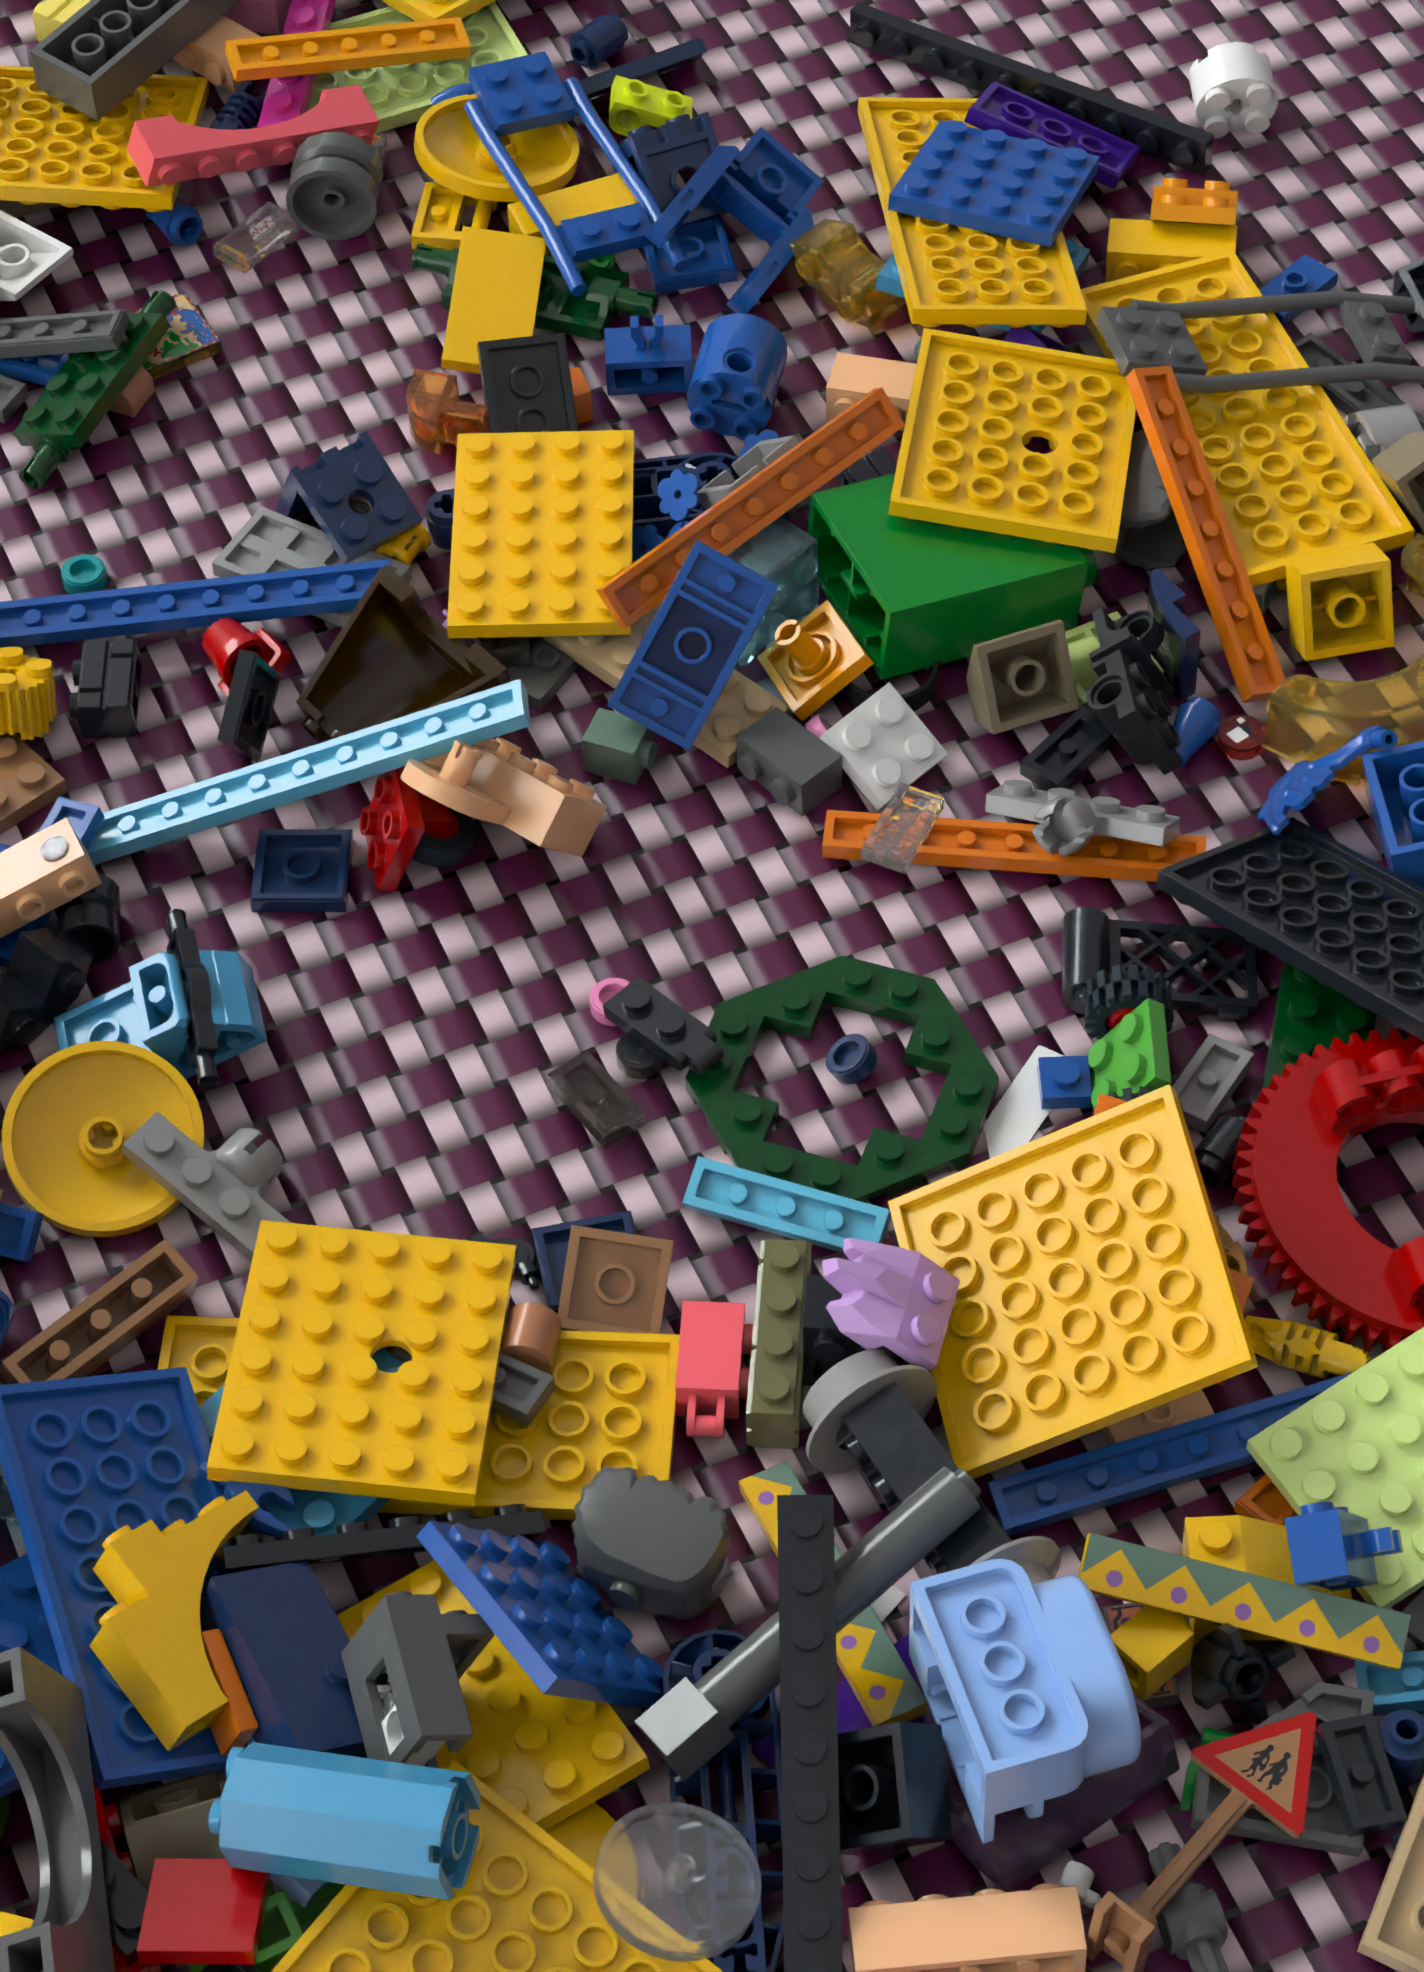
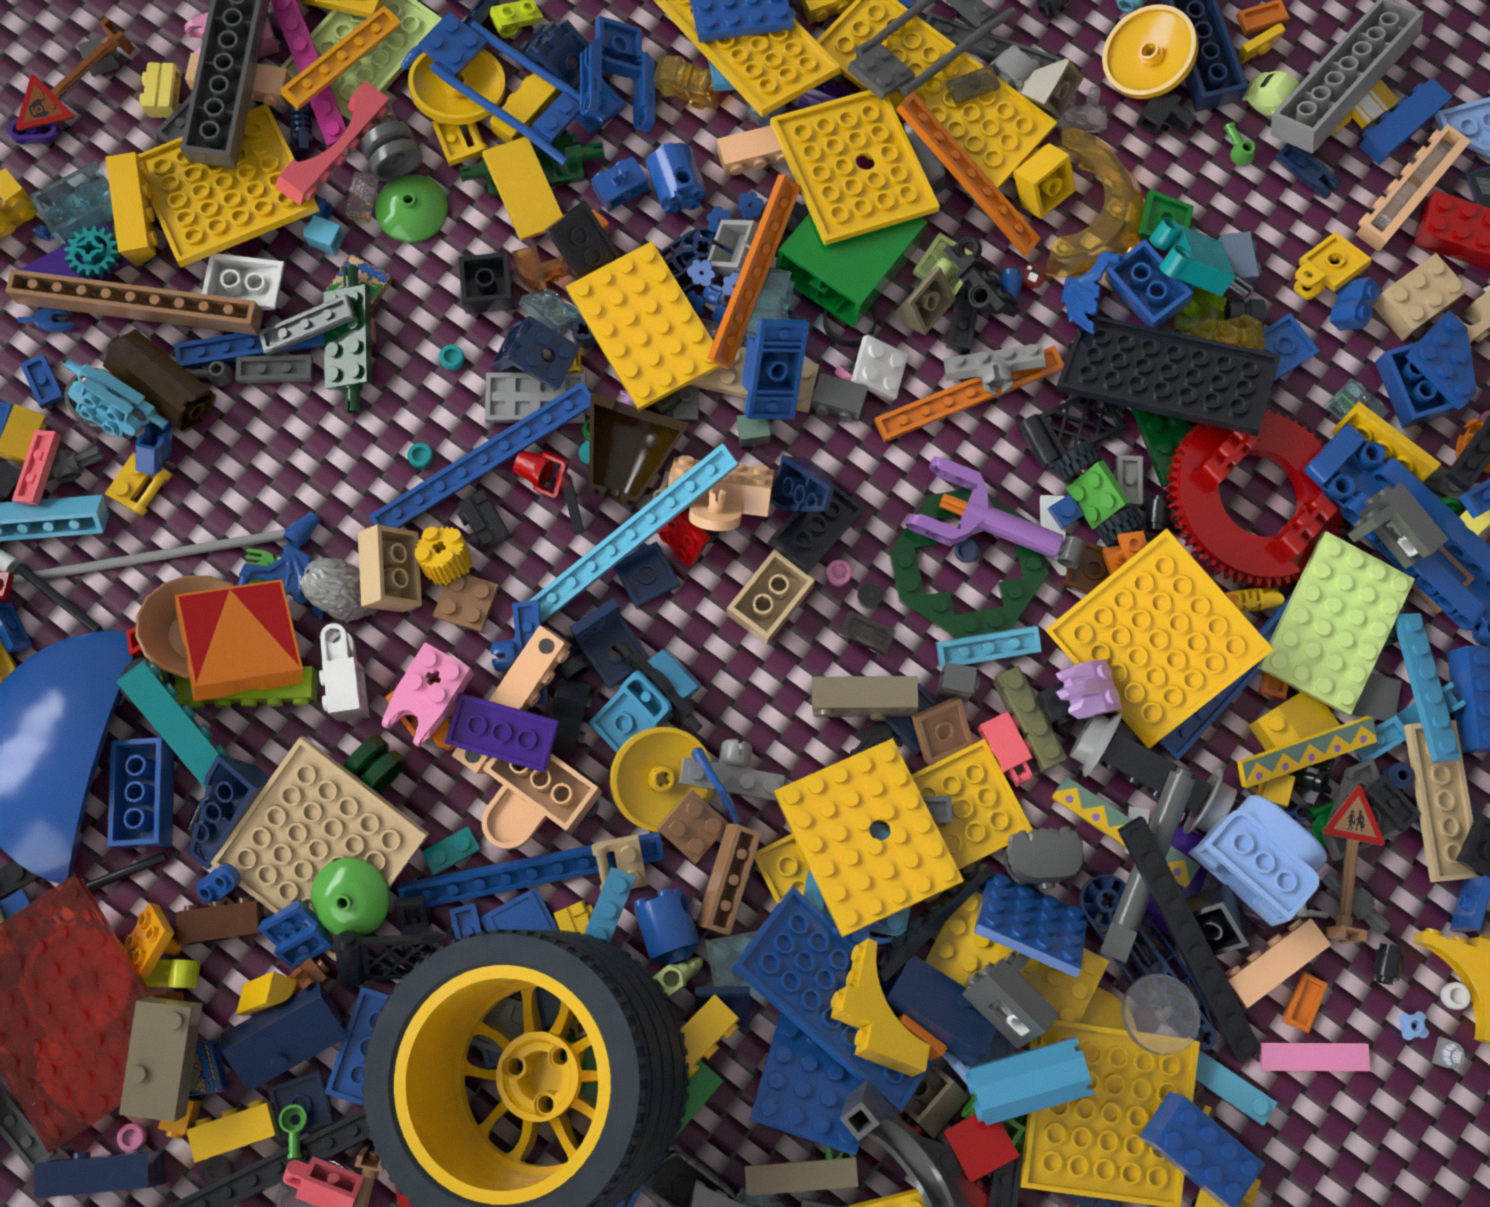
camera: 35 degrees left, 25 degrees up
(99, 1229) = (692, 826): none -> medium nougat plate
(151, 892) = (600, 633): none -> dark blue bracket
(162, 255) = (323, 235): none -> medium azure brick
(176, 1117) = (699, 755): none -> blue animal
(229, 475) = (451, 357): none -> teal tile
(317, 278) = (413, 220): none -> bright green dish
(347, 393) = (486, 283): none -> black brick
(413, 460) = (550, 309): none -> clear light blue plate
(469, 972) = (770, 597): none -> tan brick
(512, 1165) = (865, 696): none -> dark tan brick
(532, 1335) = (926, 779): nougat brick -> none
(615, 904) = (811, 535): none -> black plate
(630, 834) = (801, 486): none -> dark blue wedge
(663, 1027) = (878, 580): black hinge -> none
(691, 1213) = (957, 681): none -> dark grey brick
(814, 659) = (824, 333): light orange plate -> none
(901, 1002) = (981, 516): none -> medium lavender piece
(902, 828) = (918, 412): clear tile -> none
(1177, 1717) = (1293, 813): none -> blue hand
(1181, 642) = (970, 226): dark blue slope -> none
(1301, 427) = (973, 84): none -> clear smoke plate
(1336, 1548) = (1335, 708): blue brick -> none

